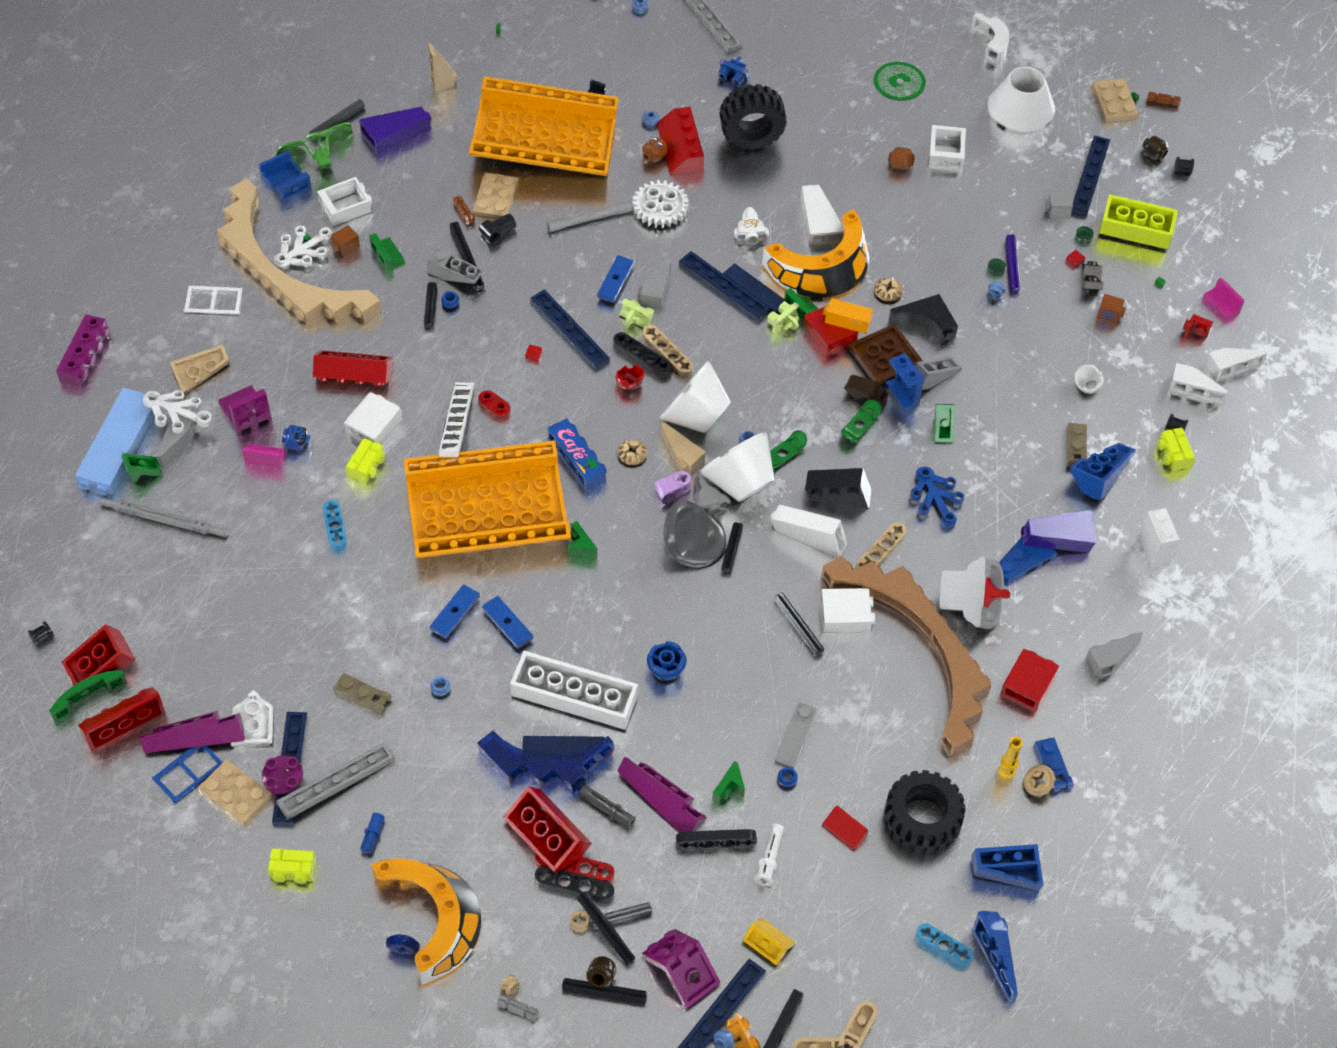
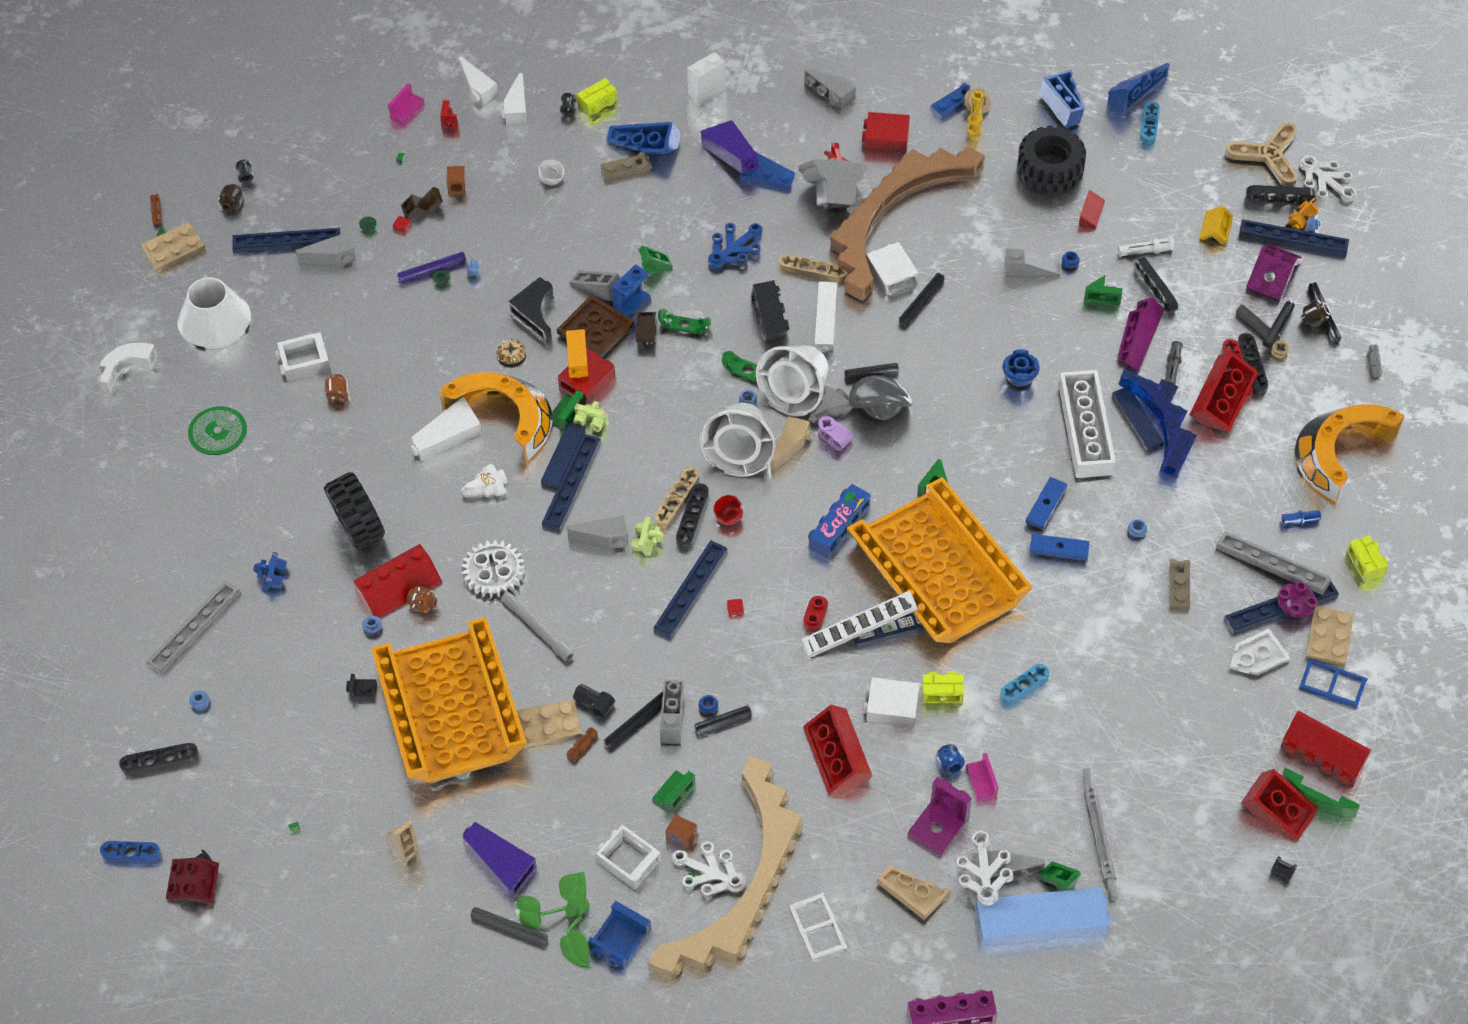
camera: 110 degrees left, 0 degrees up
(195, 732) = (1297, 688): magenta wedge -> none
(402, 944) = (1382, 448): clear blue gear -> none
(509, 984) = (1362, 370): tan bush -> none
(615, 279) = (619, 571): blue tile -> none
(629, 457) = (809, 489): tan gear -> none
(1138, 221) = (340, 182): neon yellow brick -> none

